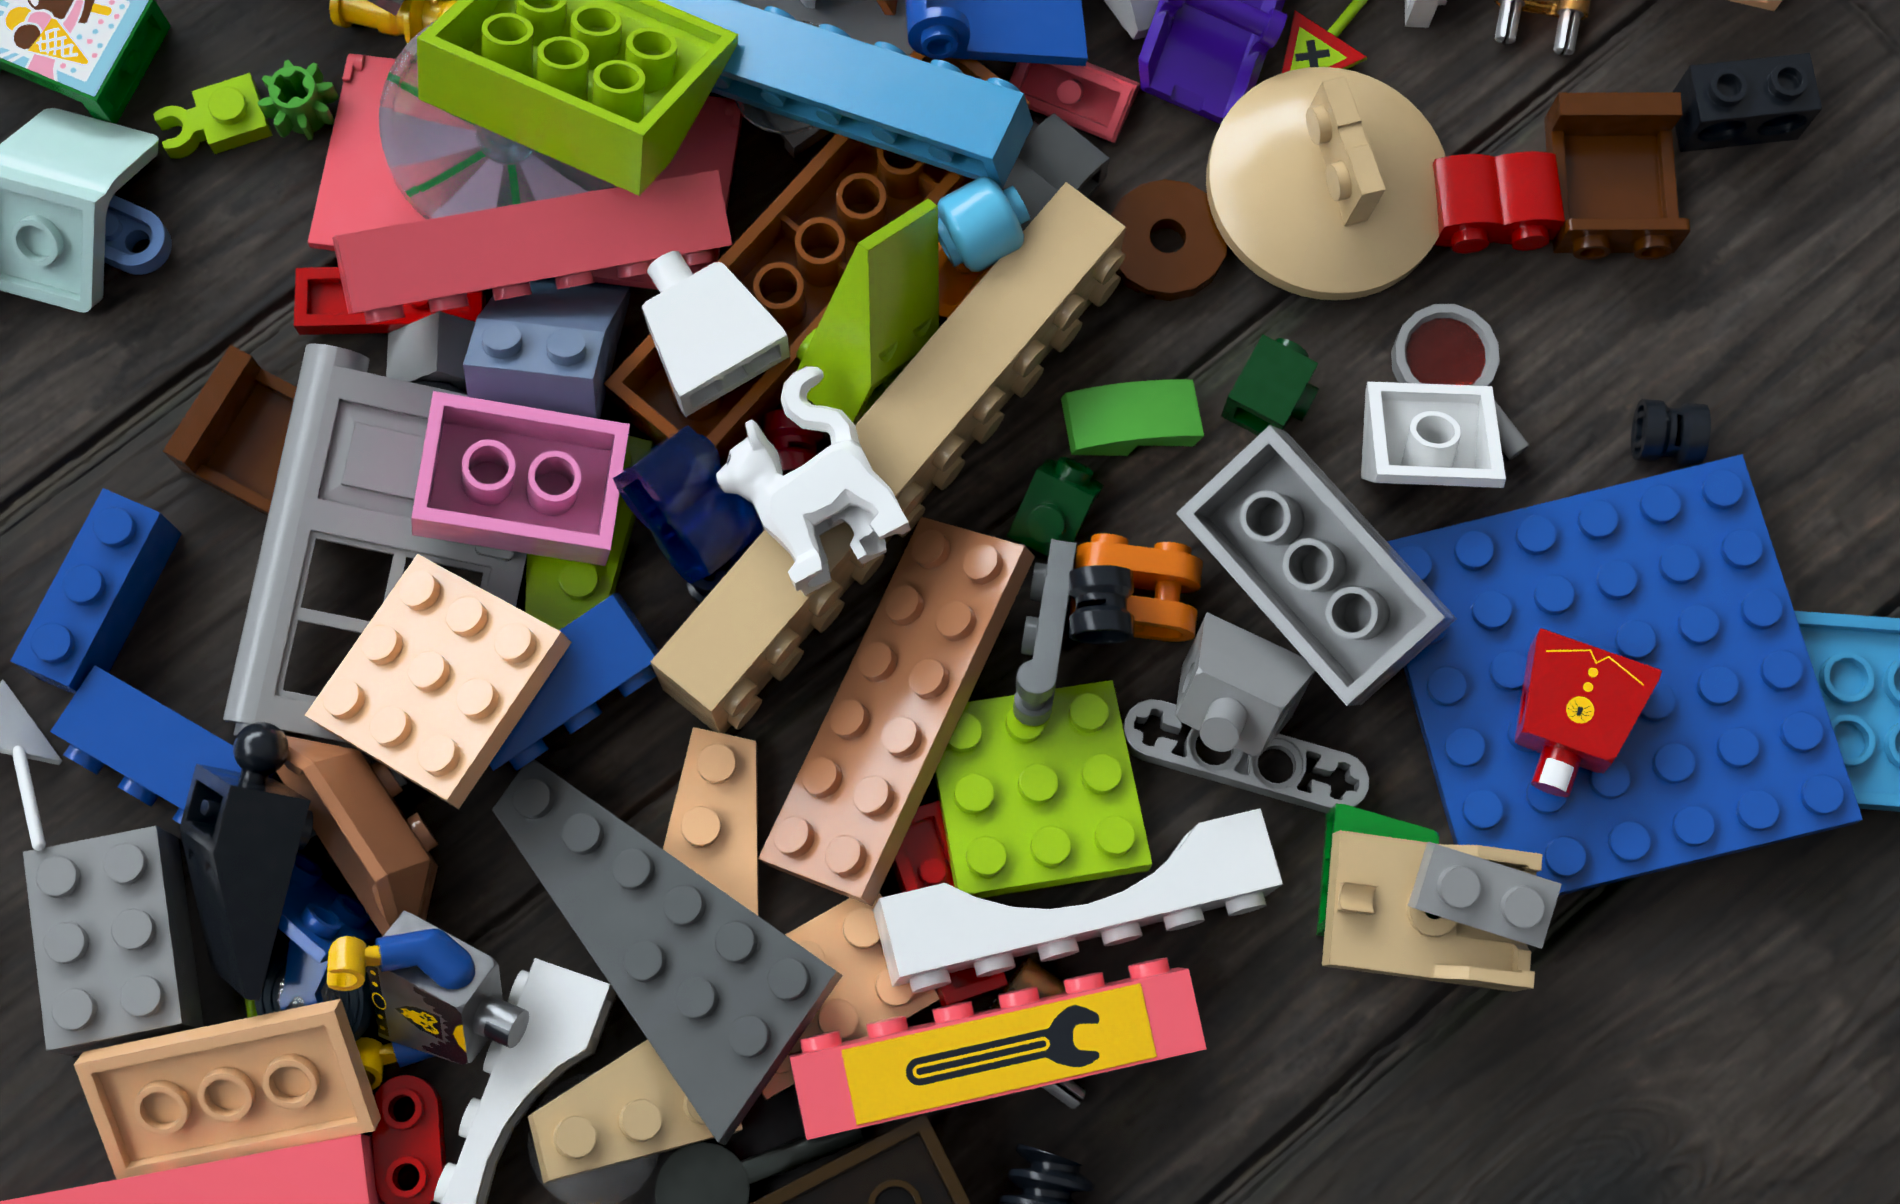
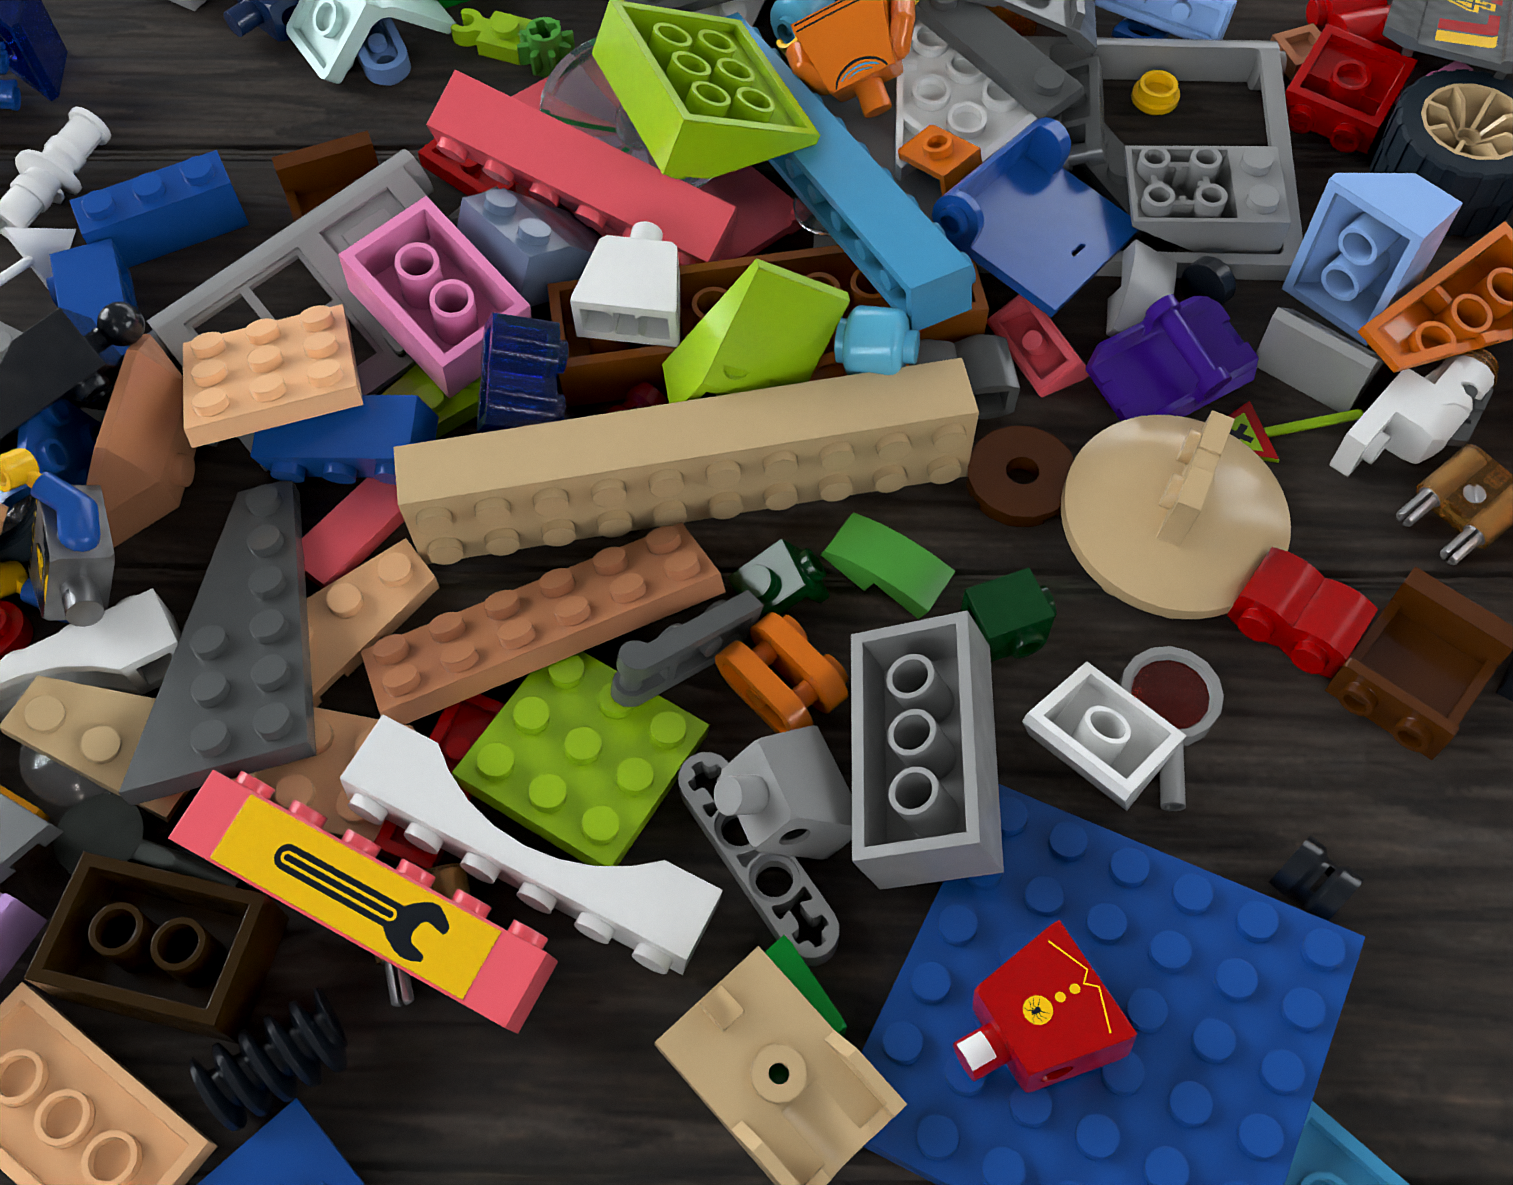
camera: 45 degrees right, 15 degrees down
(633, 755) = (351, 531): none -> coral tile
(819, 494) = (593, 416): white animal -> none
(1101, 604) = (733, 647): black wheel -> none
(1484, 895) = (826, 1093): light grey plate -> none

